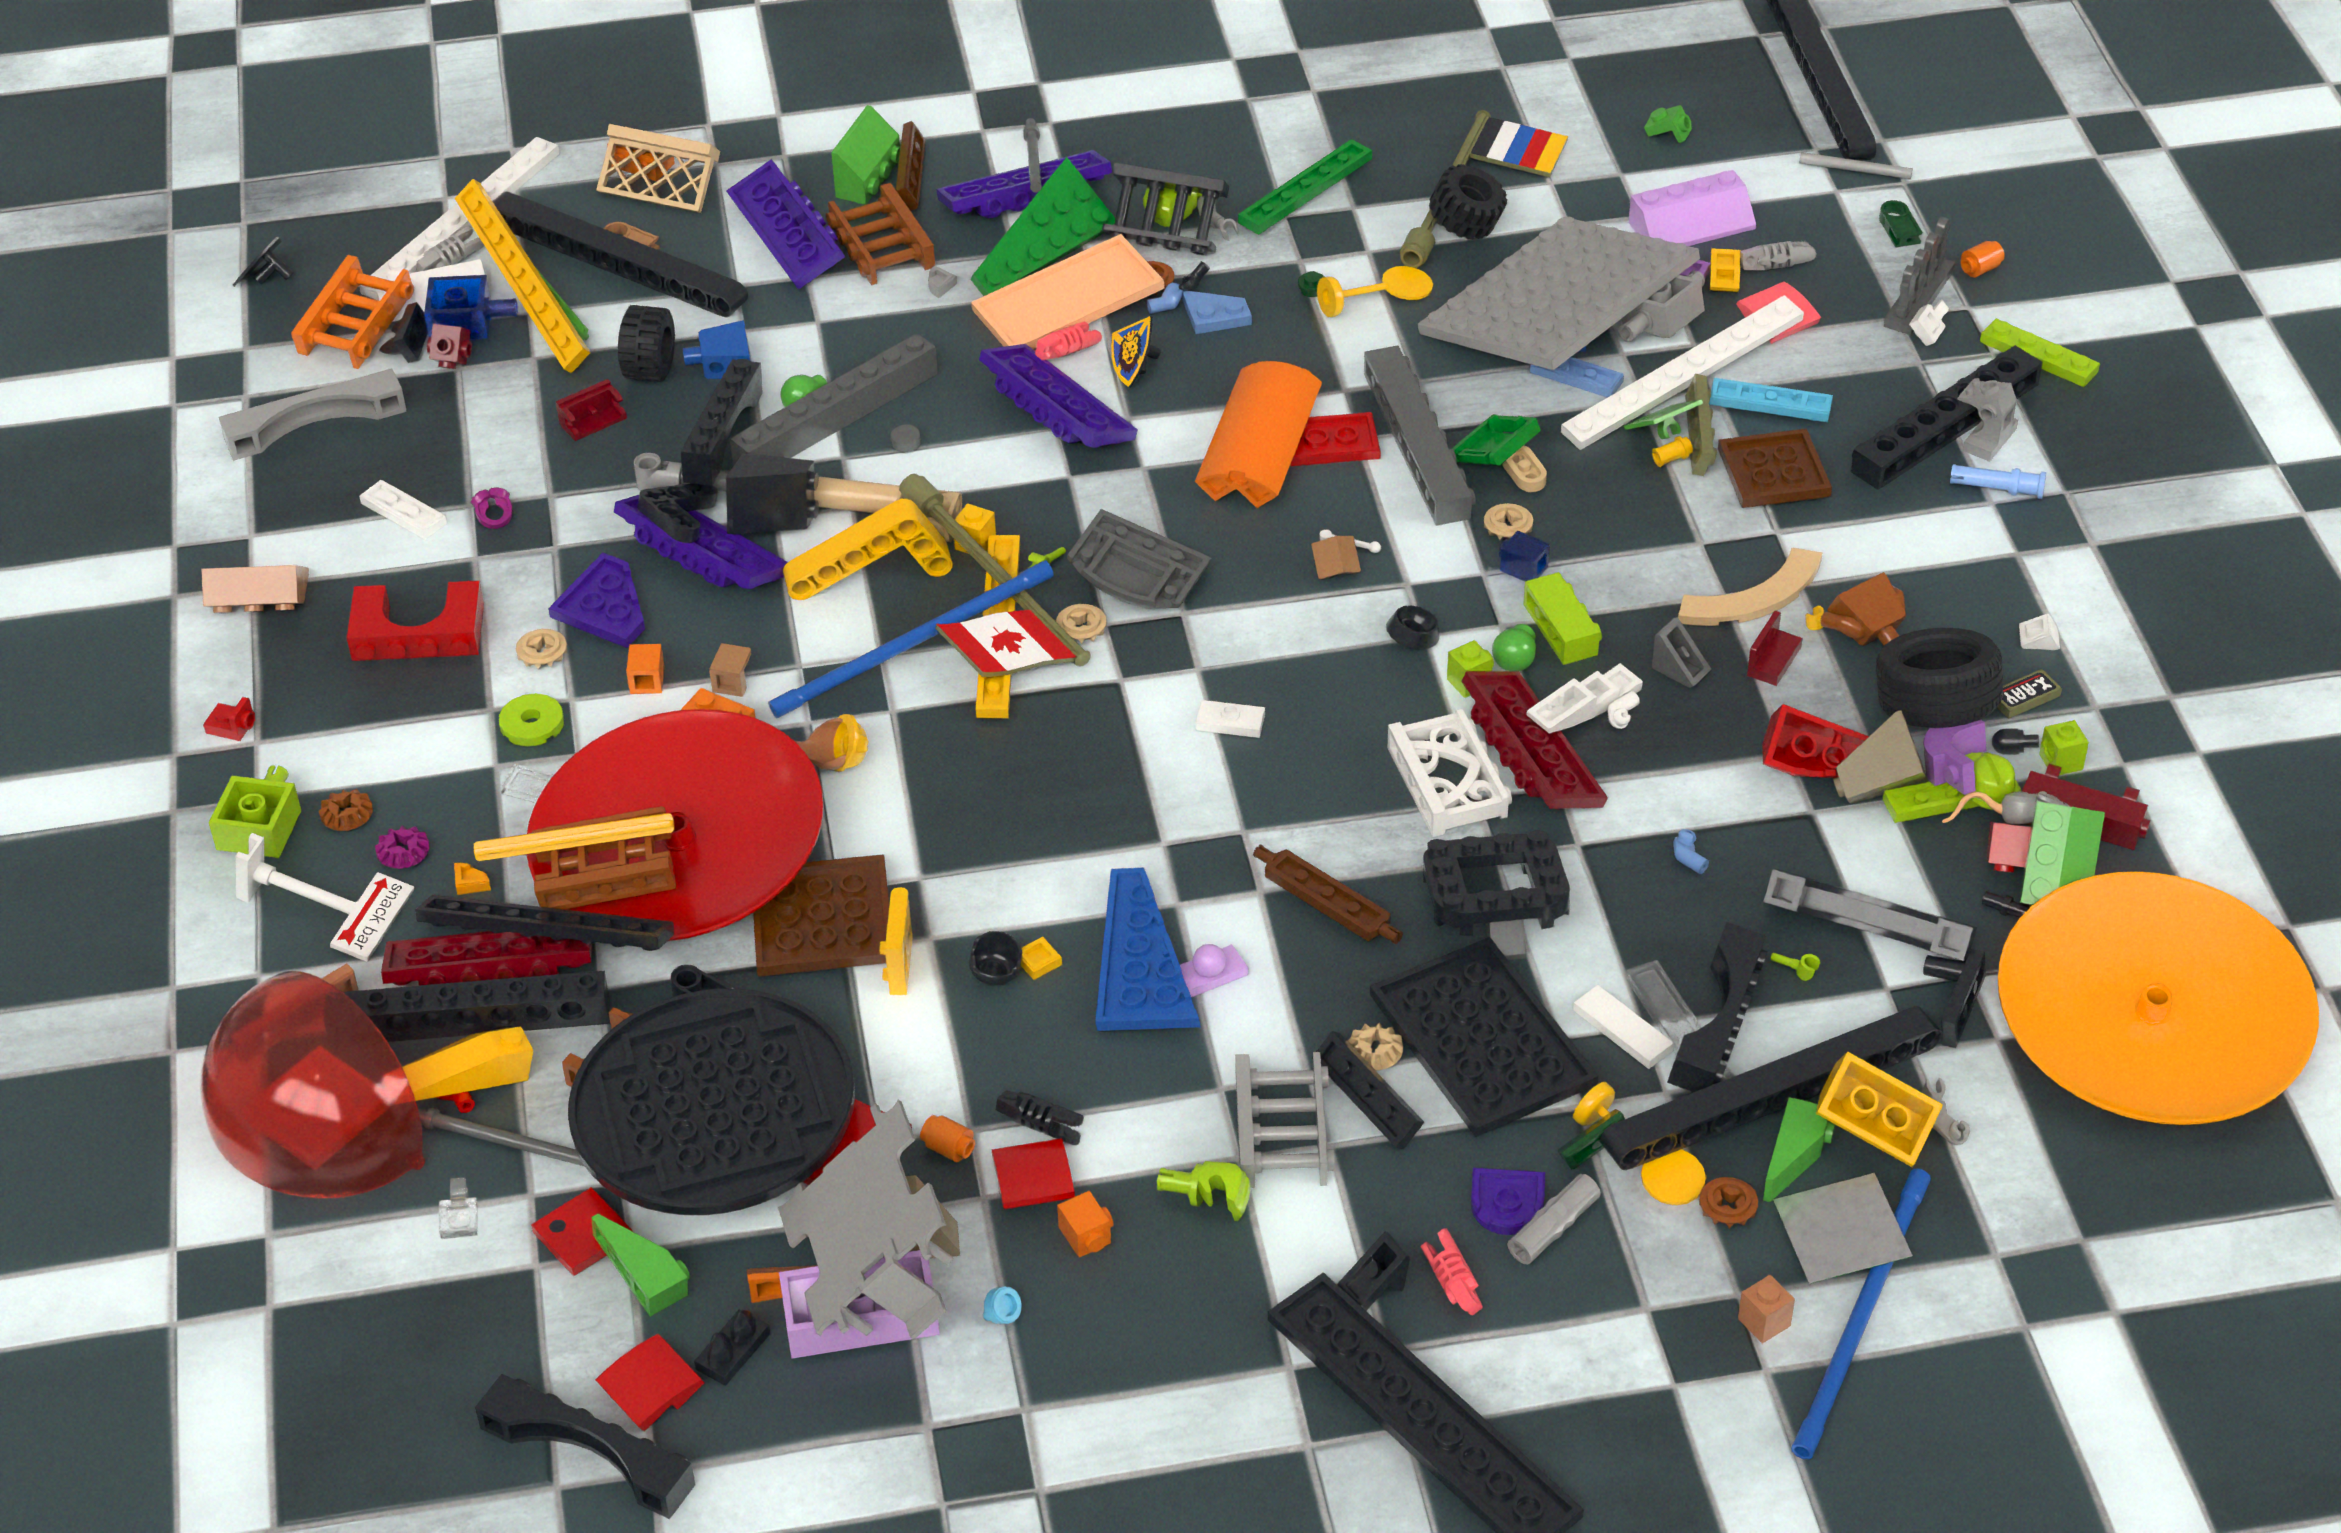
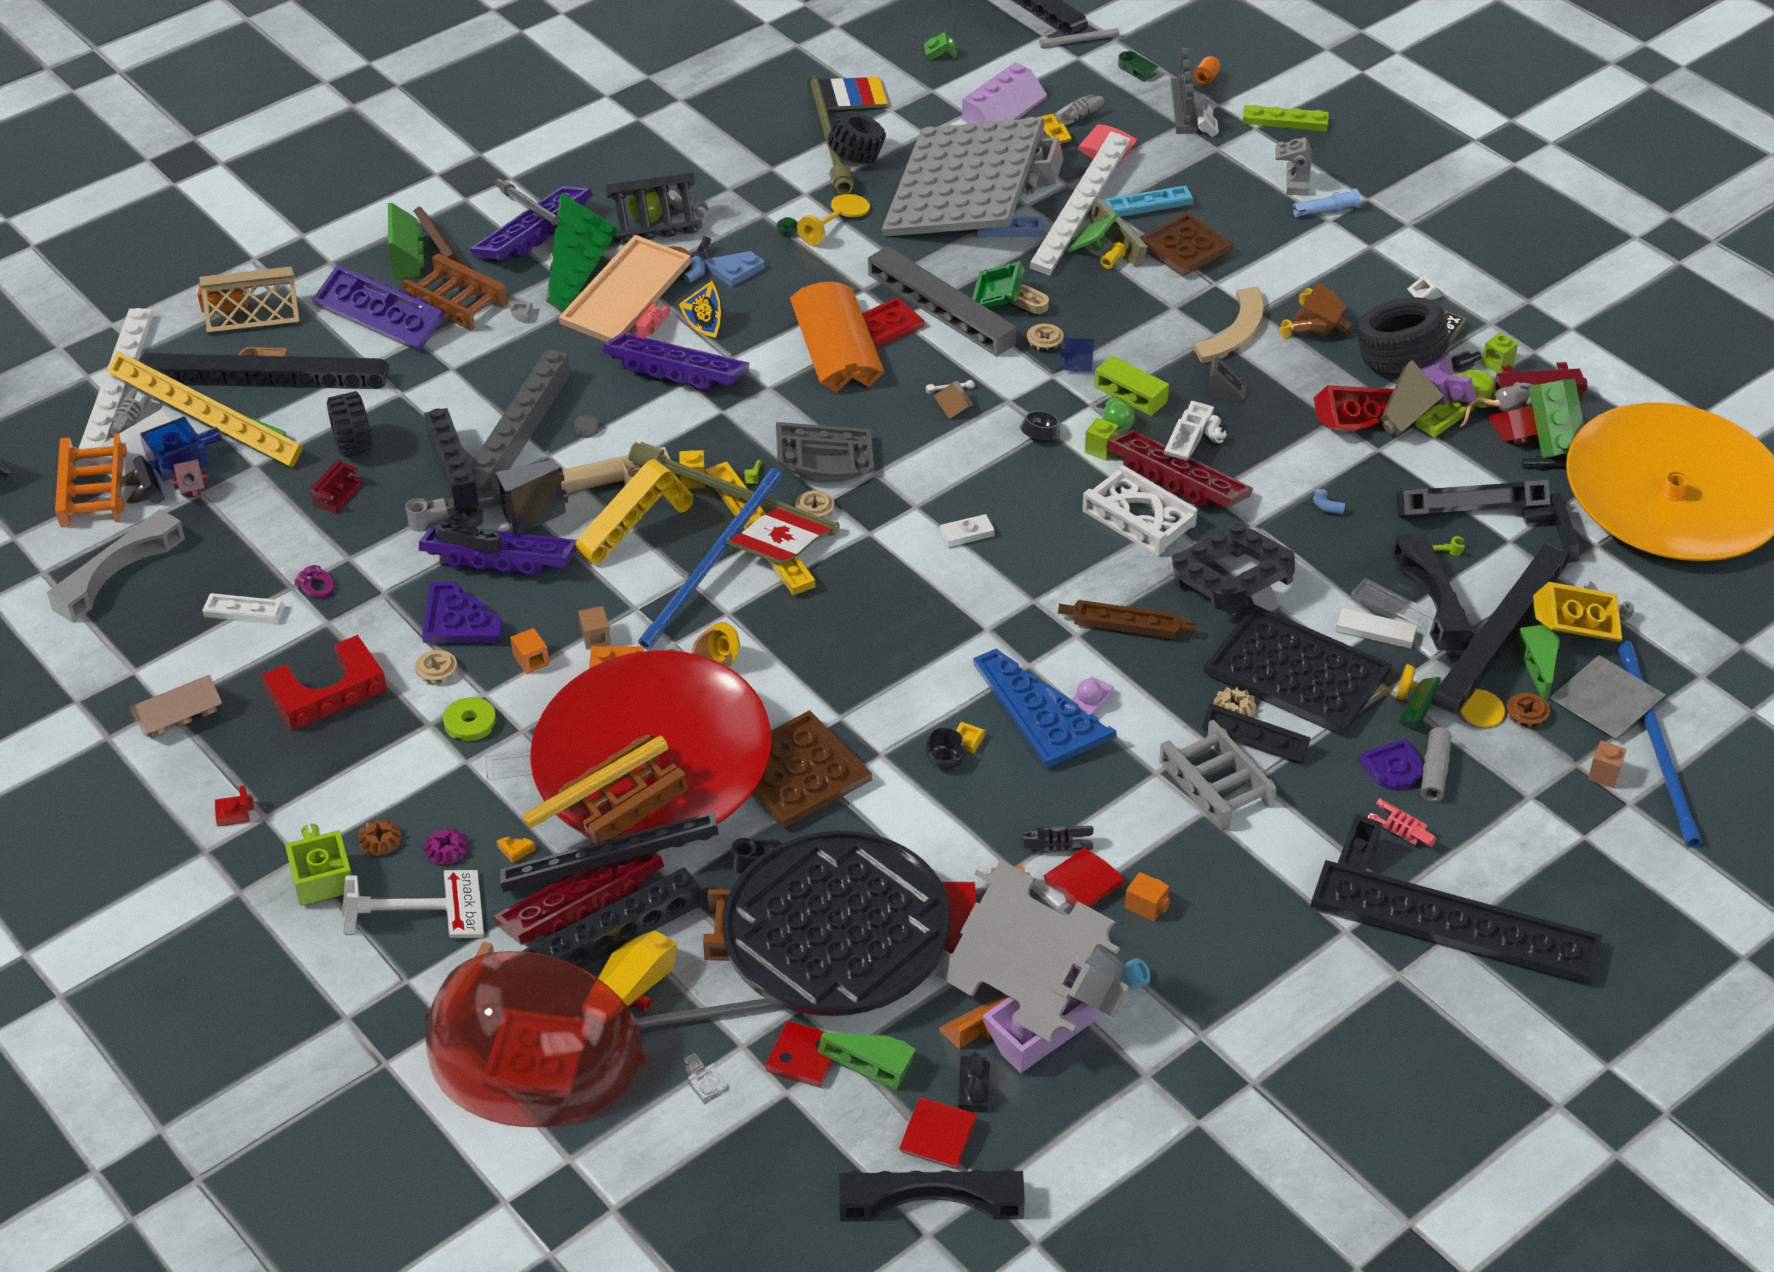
camera: 30 degrees left, 0 degrees up
(718, 348) = (402, 411): blue torso -> none
(800, 386) = (486, 418): bright green piece -> none
(898, 943) = (877, 761): yellow container -> none
(1204, 1179) = (1207, 833): lime piece -> none
(1304, 186) = (731, 164): green plate -> none
(1772, 652) = (1278, 360): dark red panel -> none
(1938, 421) = (1262, 179): black brick -> none

